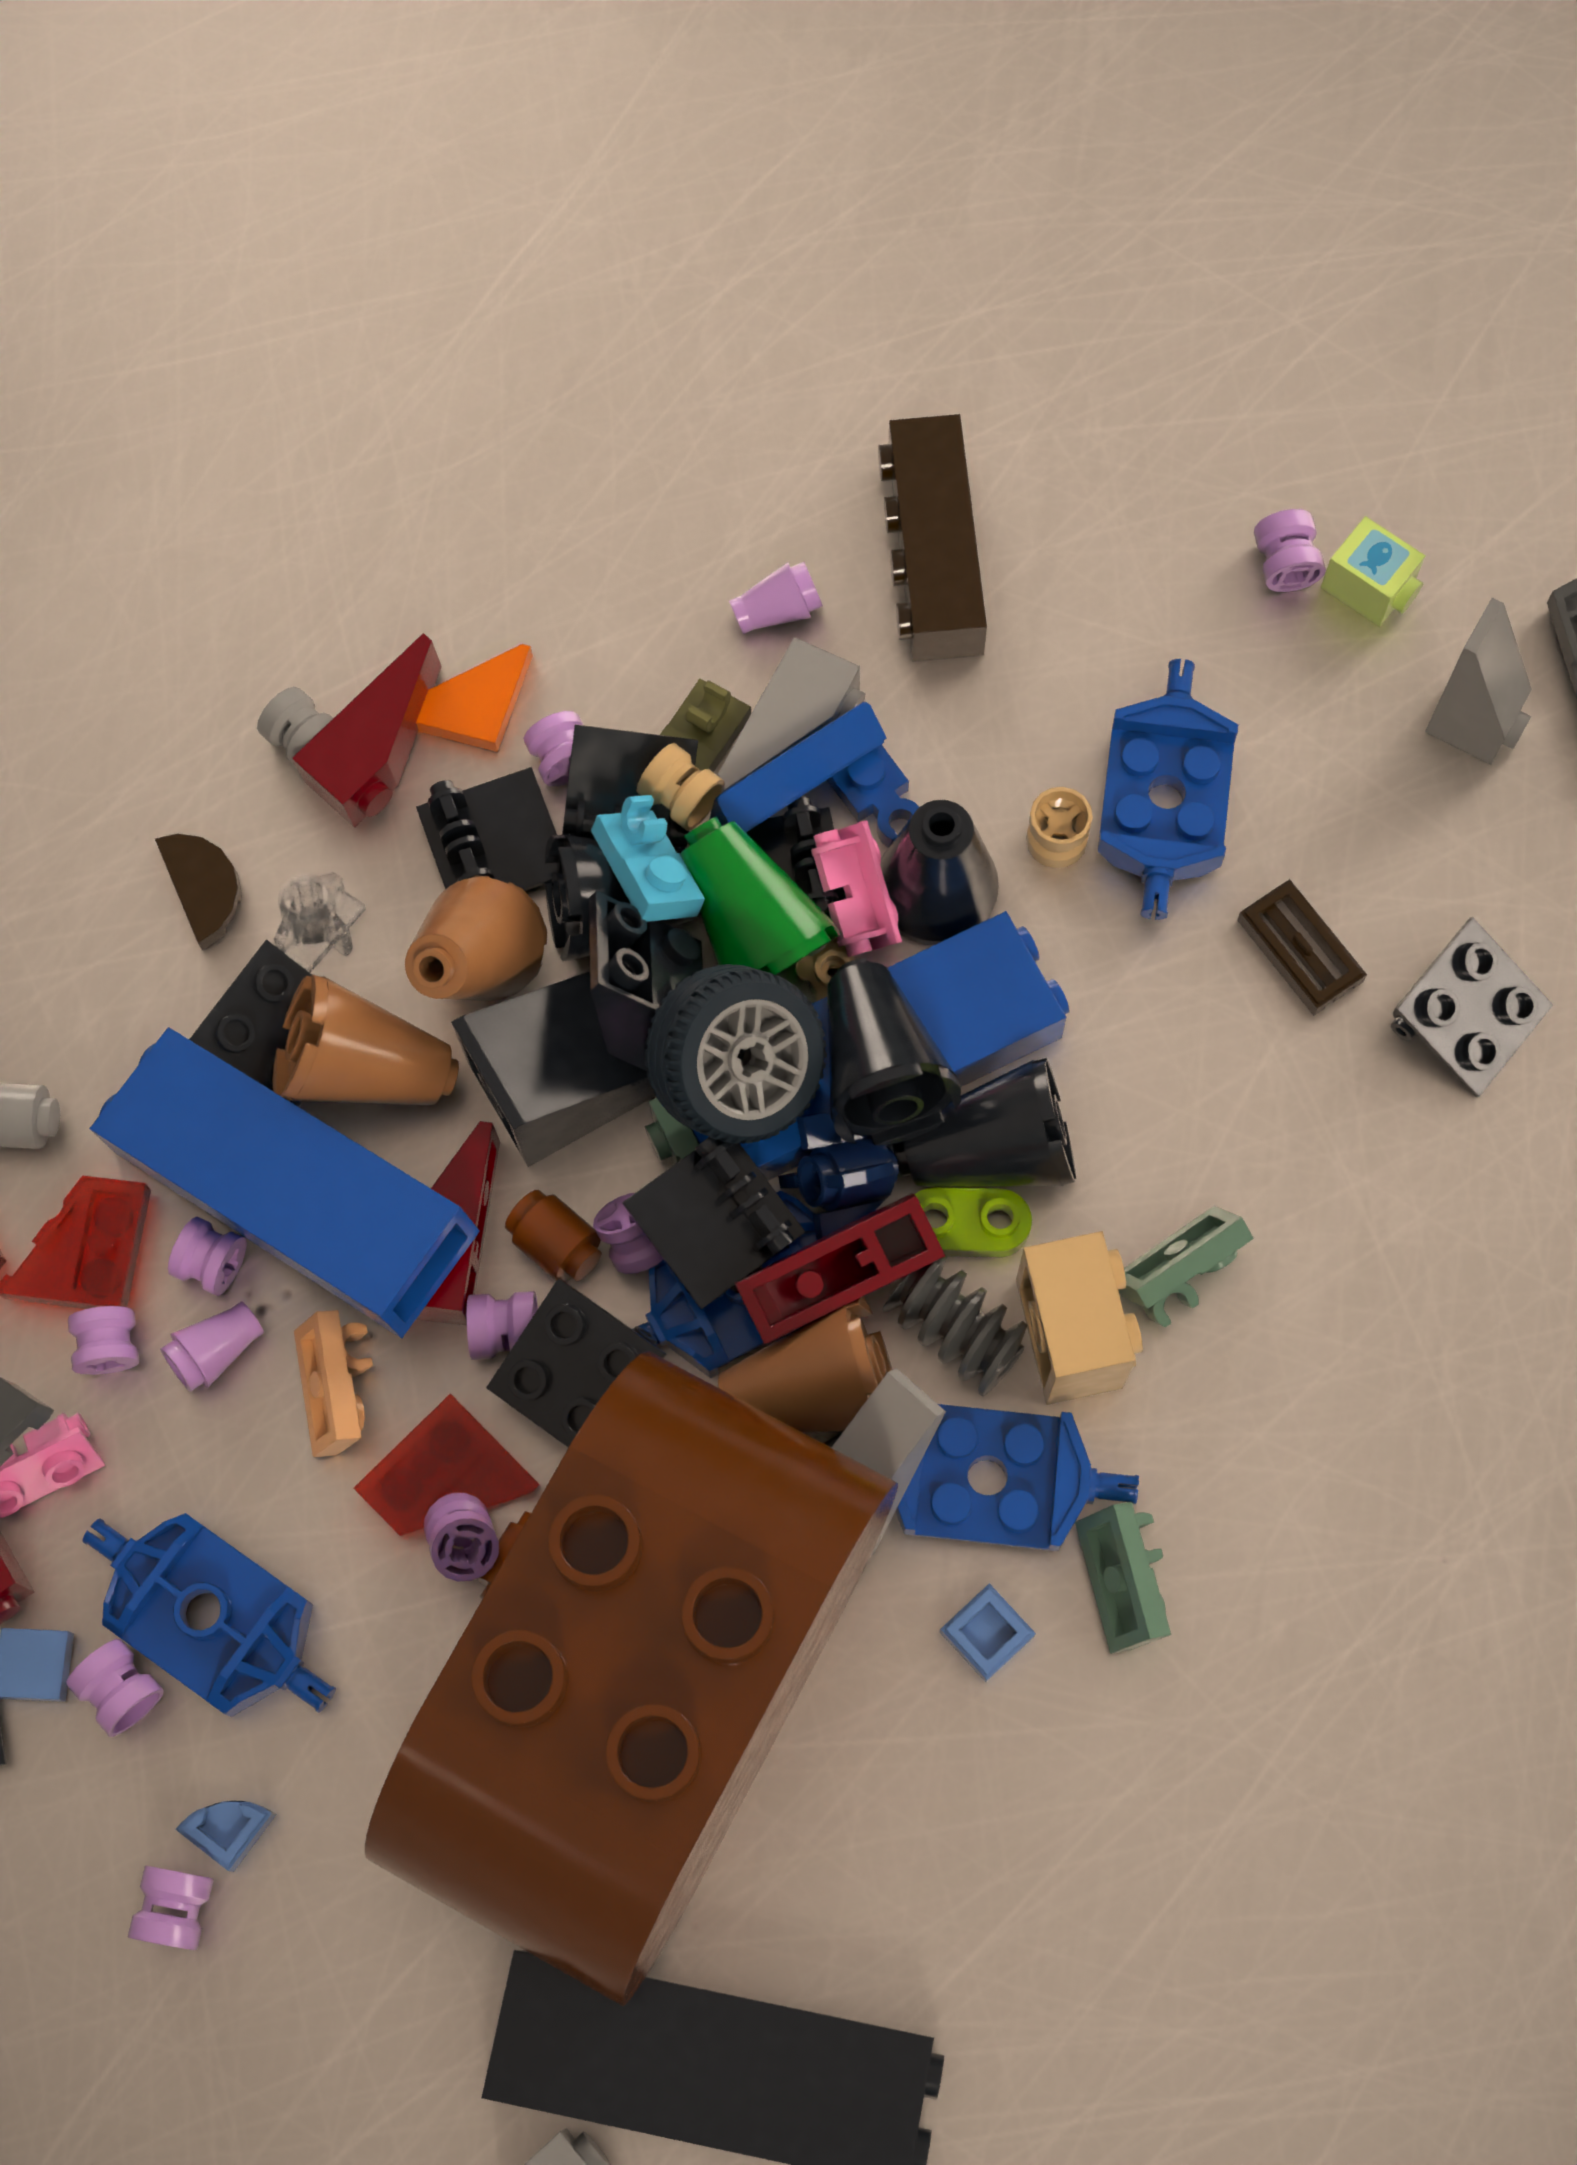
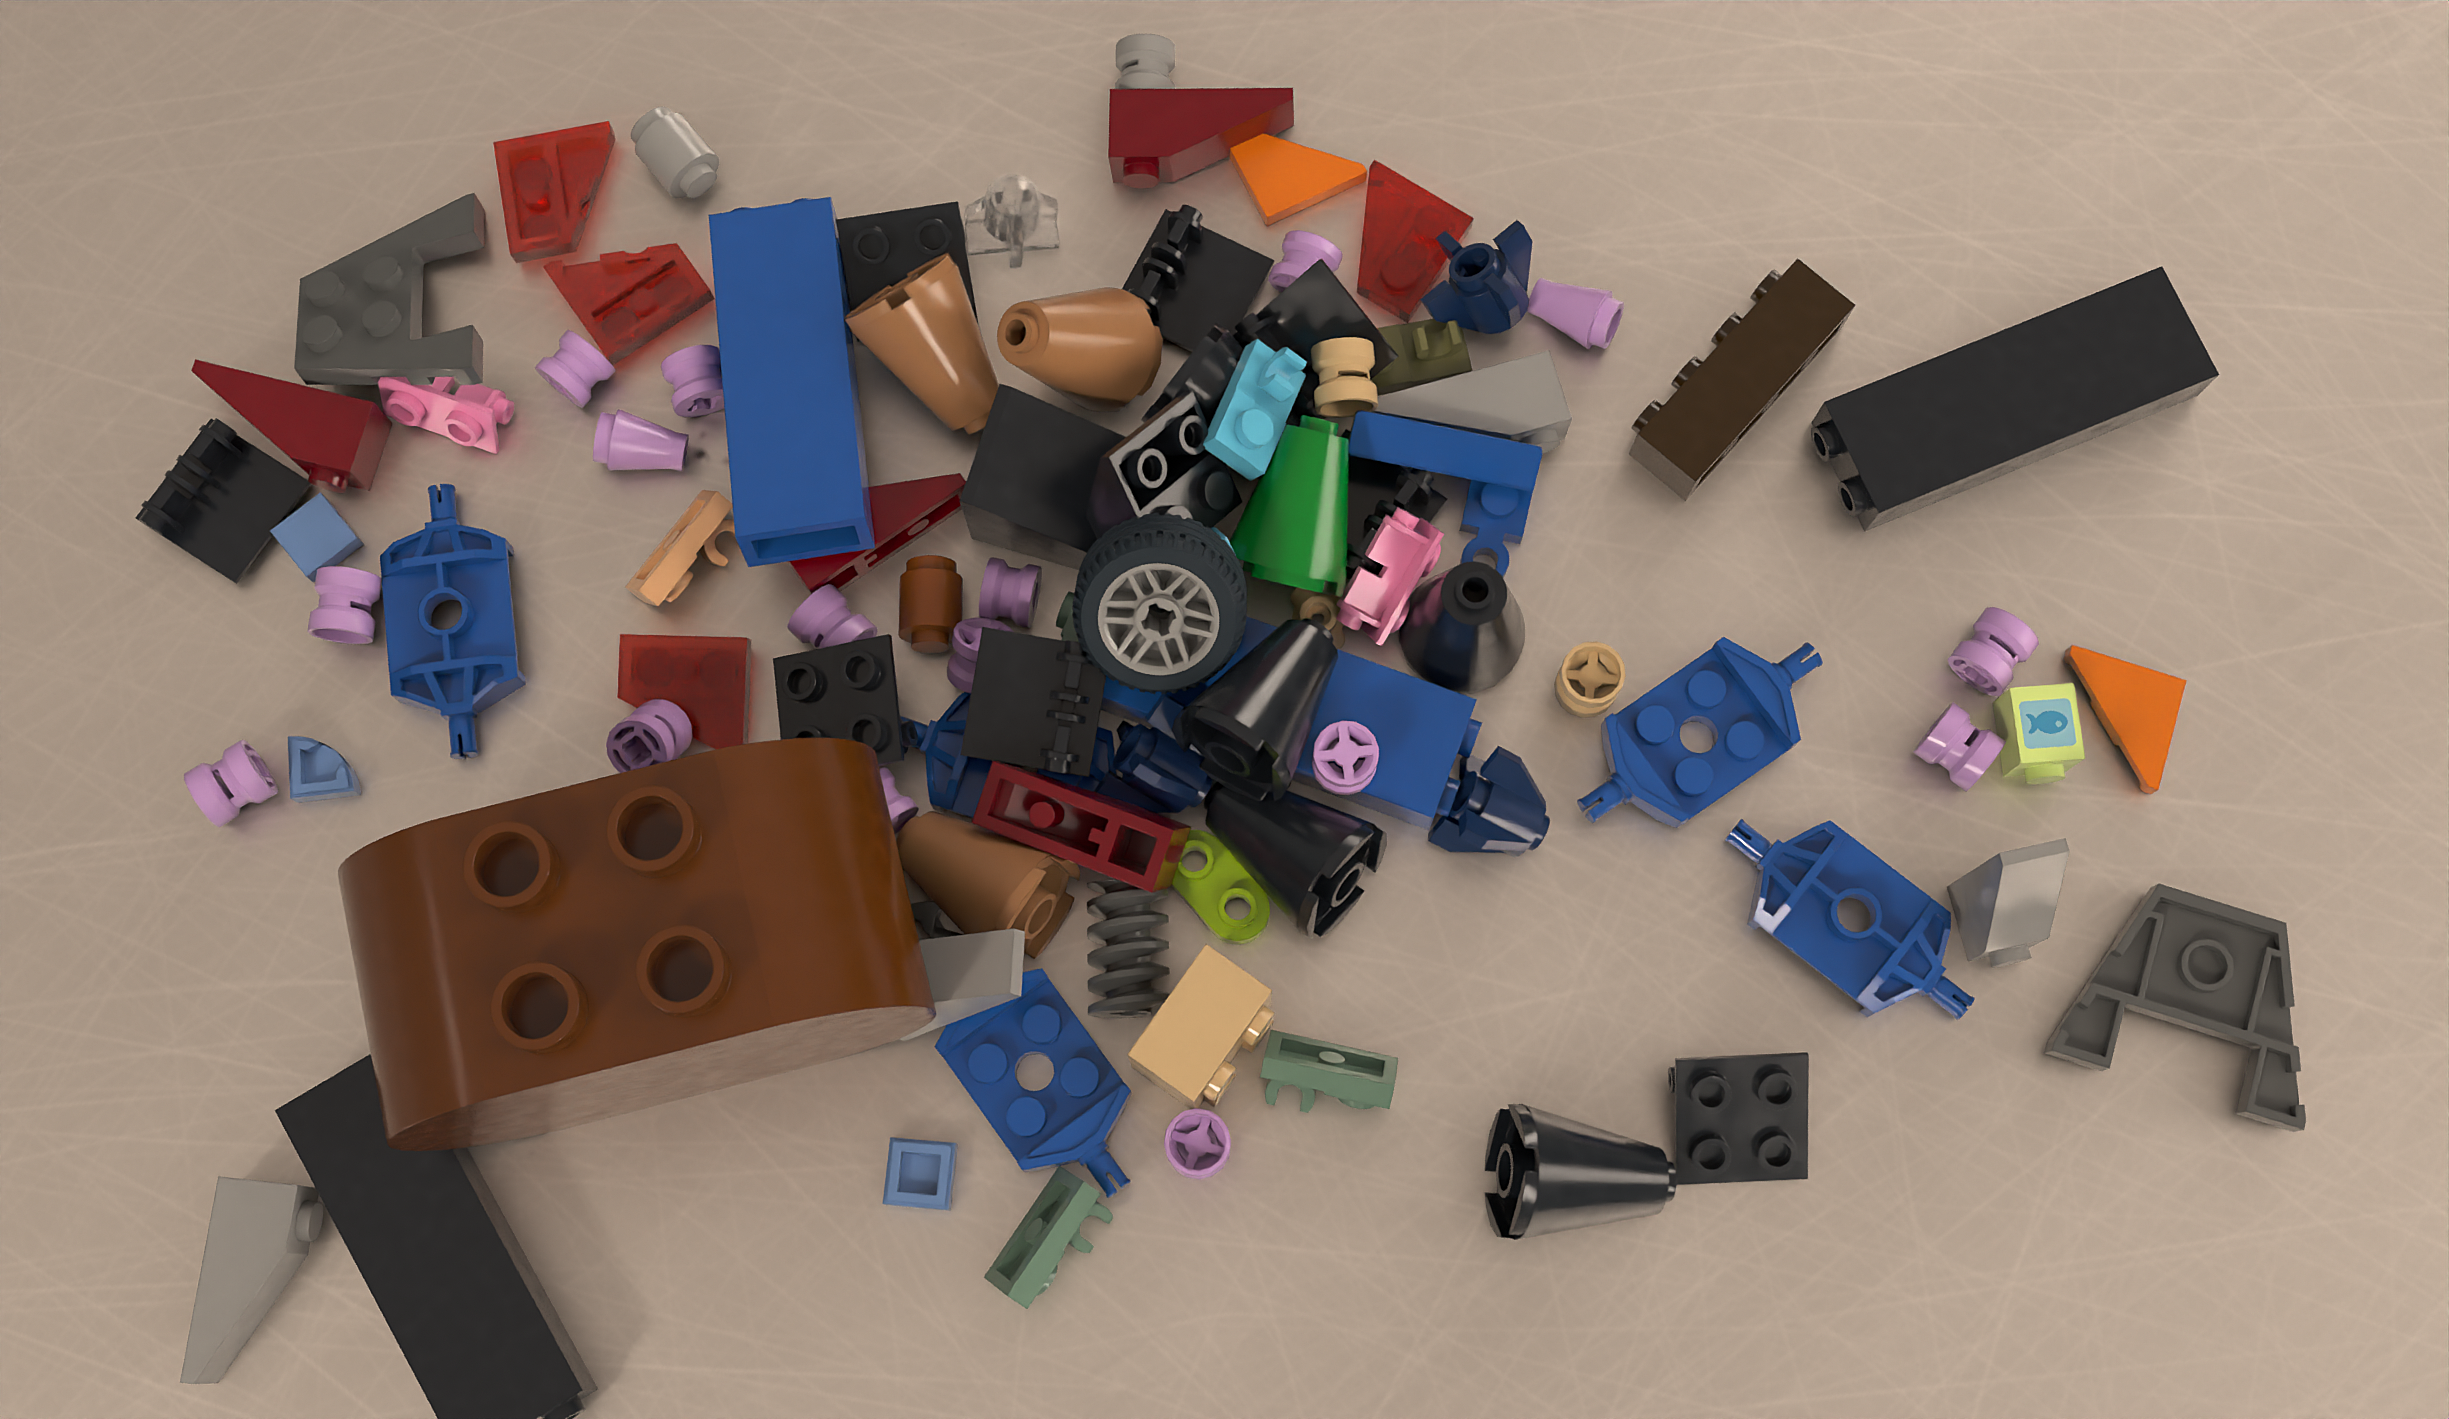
camera: 45 degrees right, 5 degrees up
(204, 884) = (969, 122): dark brown tile -> none
(602, 1170) = (1010, 592): none -> lavender wheel
(606, 667) = (1399, 243): none -> clear red wing
(698, 636) = (1484, 283): none -> dark blue brick
(972, 1020) = (1344, 744): none -> lavender wheel
(1096, 973) = (1494, 808): none -> dark blue brick
(1119, 383) = (2011, 399): none -> black brick
(1161, 1393) = (1198, 1134): none -> lavender wheel
(1284, 962) = (1659, 998): dark brown tile -> none
(1337, 631) = (1959, 746): none -> lavender wheel
(1351, 832) = (1798, 906): none -> blue plate
(1410, 1160) = (1569, 1175): none -> black cone
(1411, 501) = (2134, 708): none -> orange tile

